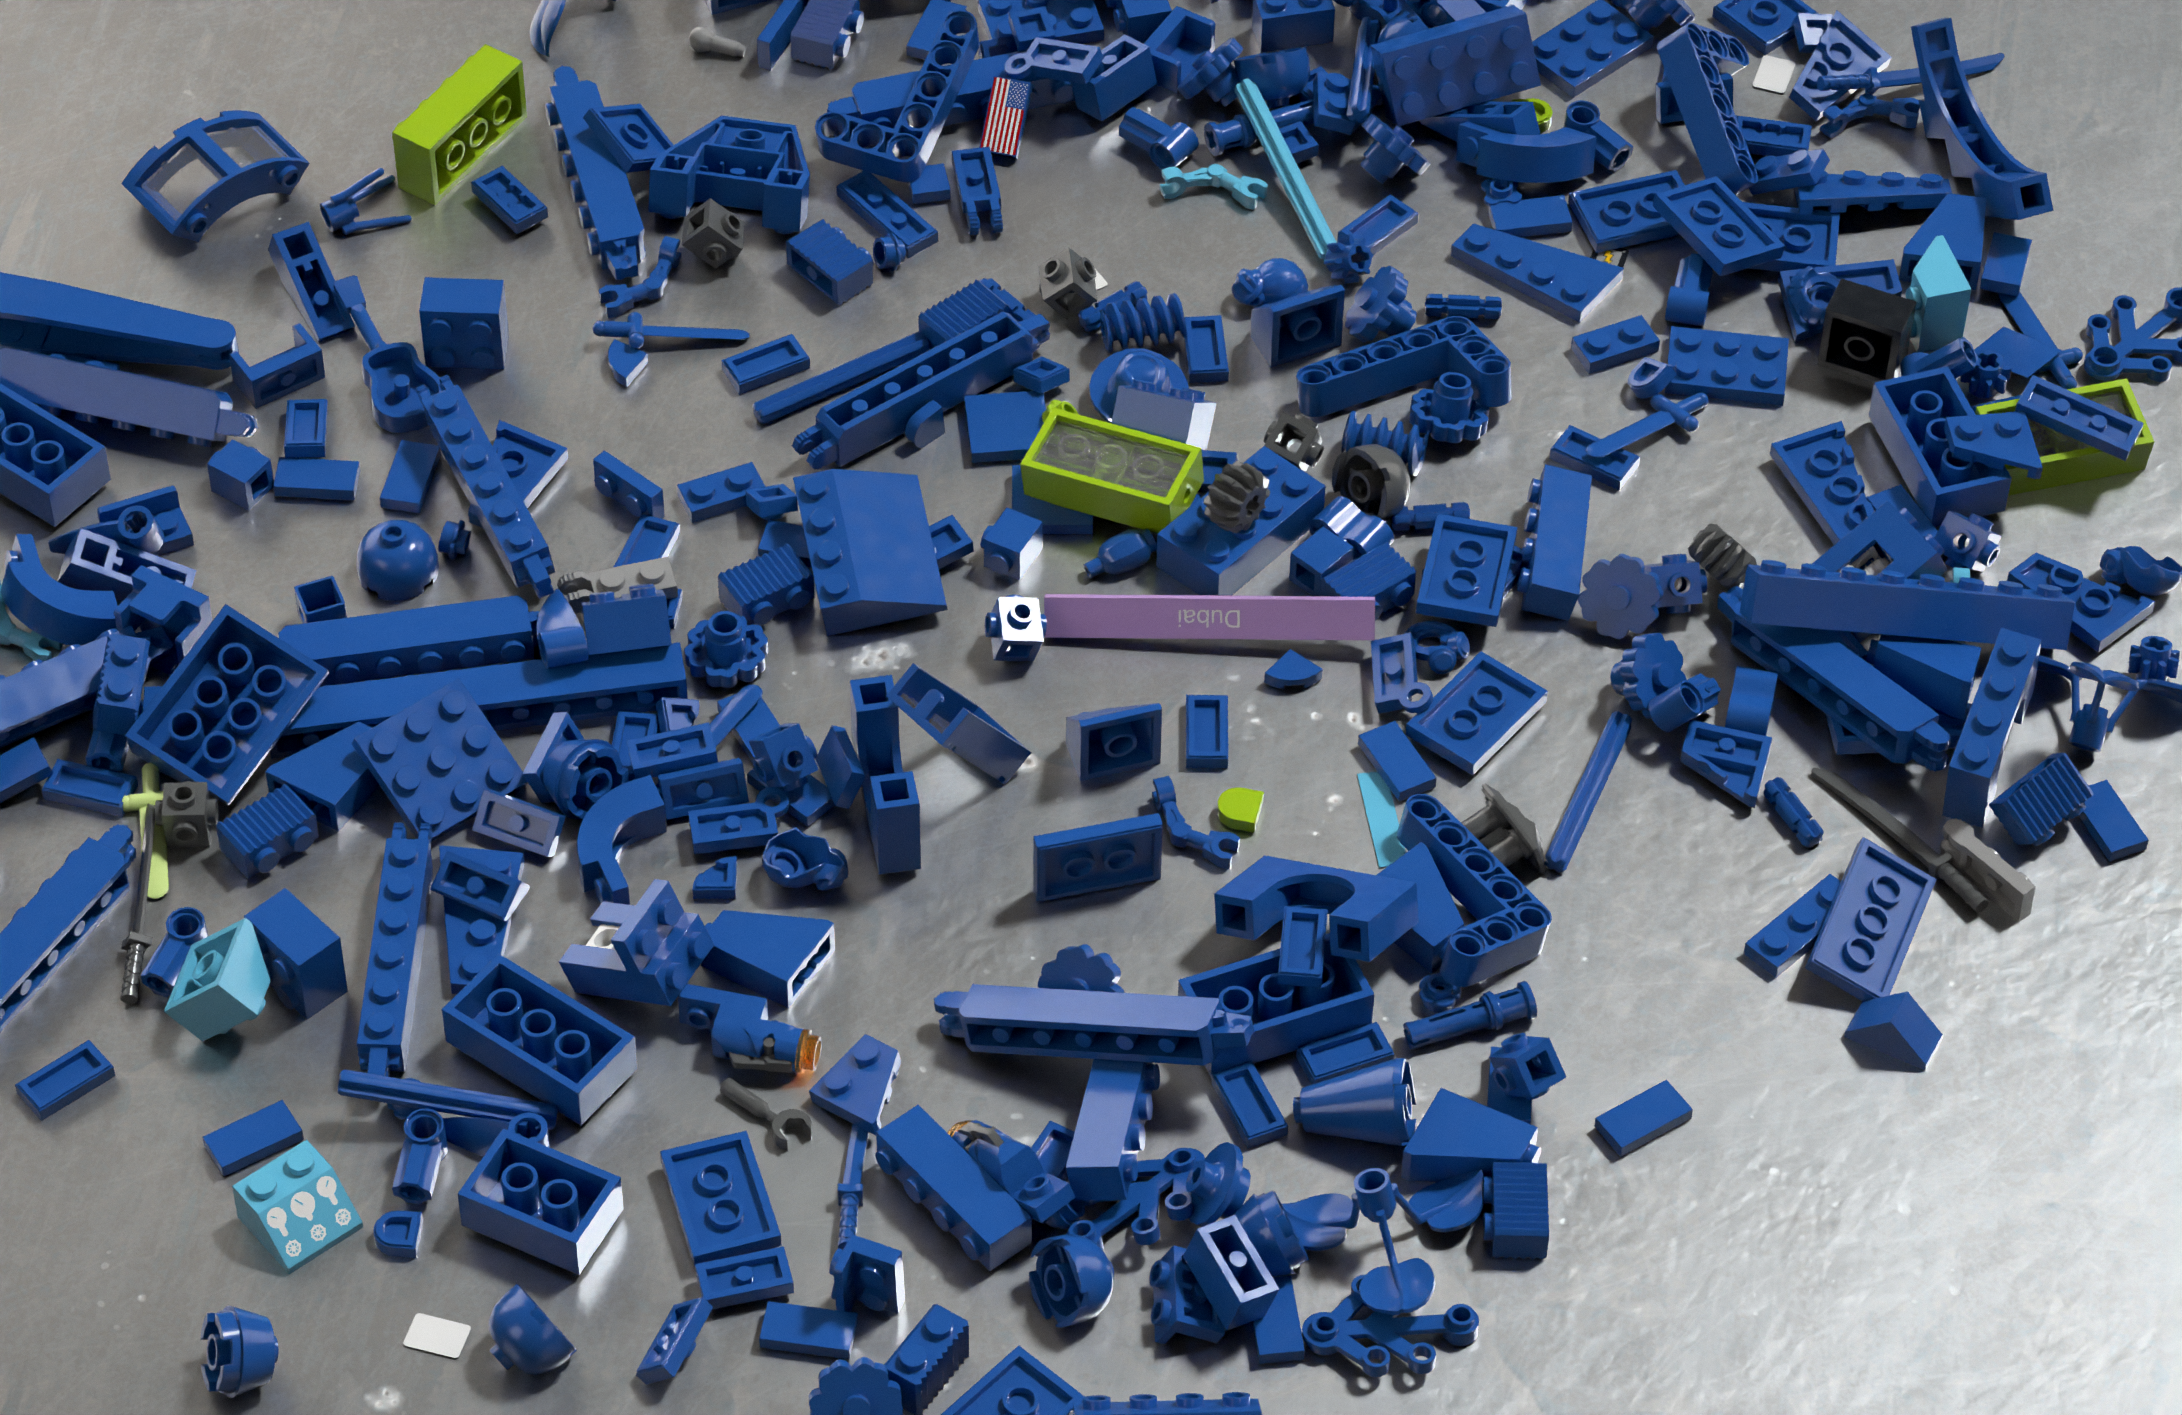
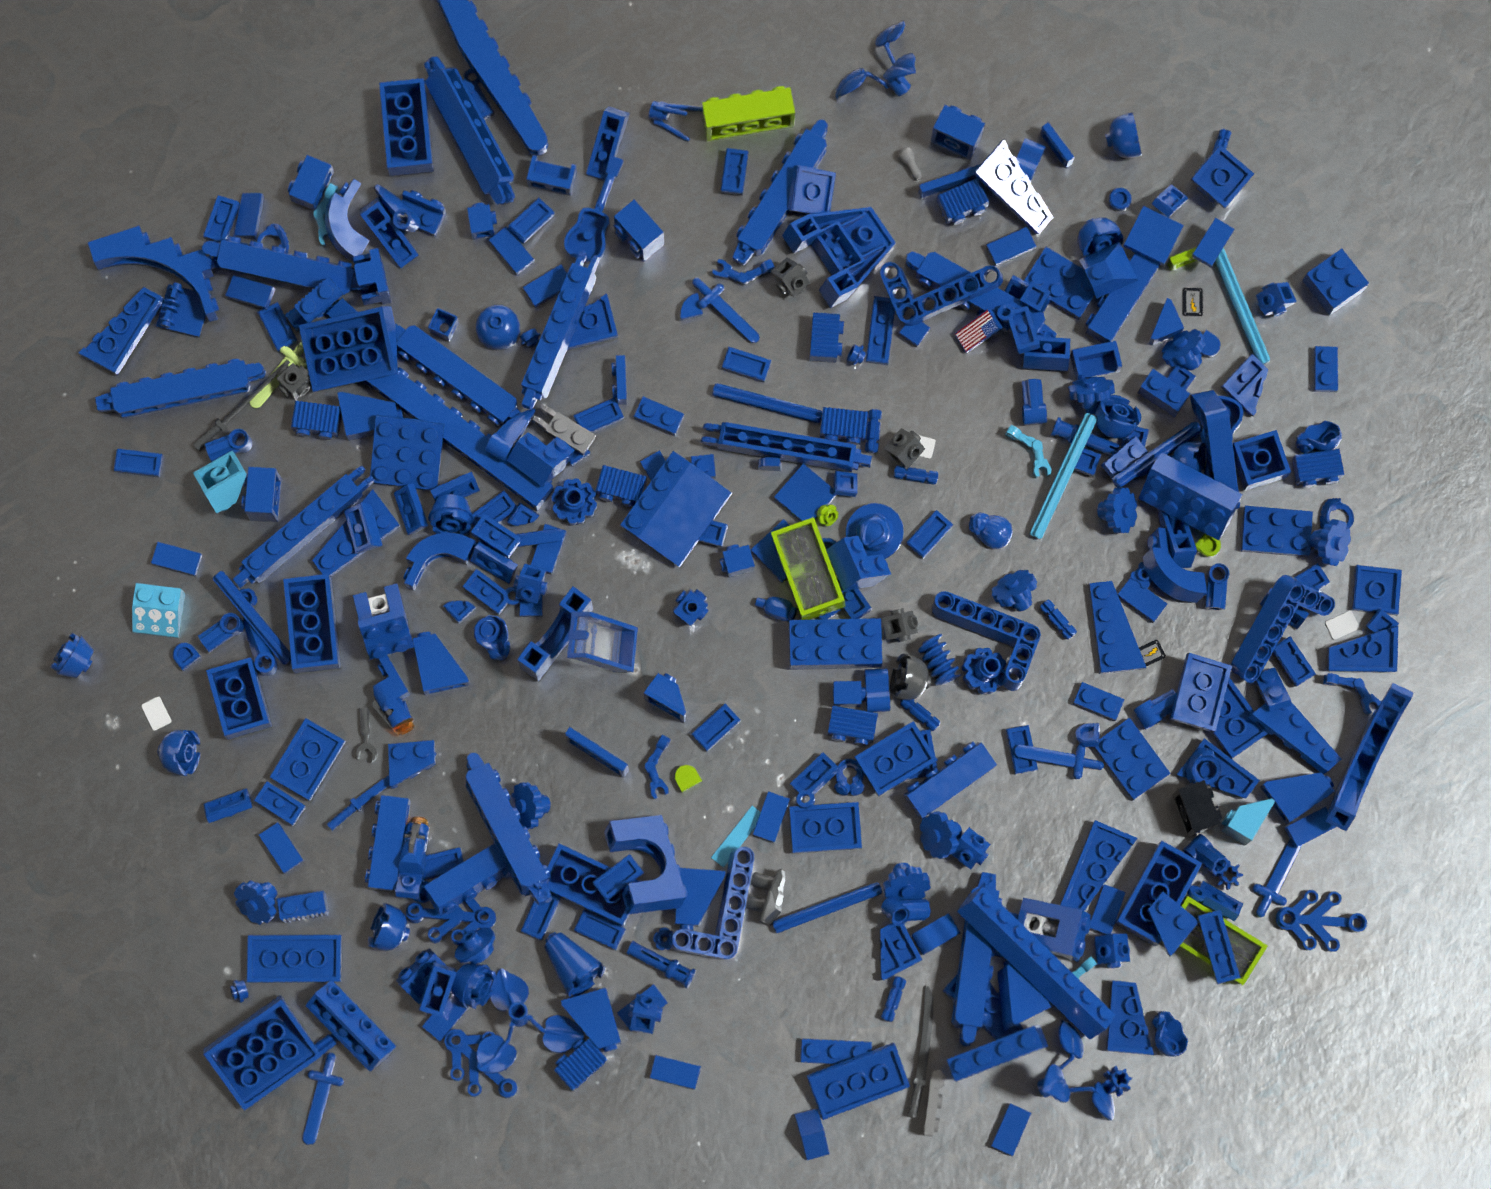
camera: 45 degrees right, 30 degrees up
(212, 170) = (628, 42): blue window -> none
(771, 501) = (668, 442): blue plate -> none
(840, 767) = (551, 607): blue tile -> none
(867, 1274) = (314, 853): blue bracket -> none
(977, 187) = (930, 354): blue hinge -> none
(1142, 321) = (912, 499): blue piece -> none
(1209, 617) = (771, 678): lavender tile -> none
(1236, 497) = (825, 643): dark grey gear -> none
(1293, 670) = (779, 733): blue tile -> none
(1299, 325) = (974, 562): blue slope -> none
(1348, 258) = (1035, 549): blue gear -> none
(1382, 223) = (1073, 540): blue tile -> none
(1623, 211) = (1185, 634): blue tile -> none
(1721, 556) = (1003, 857): dark grey gear -> none
(1873, 80) = (1370, 677): blue sword -> none
(2019, 351) = (1258, 875): blue sticker -> none
(2042, 800) = (986, 1099): blue brick -> none

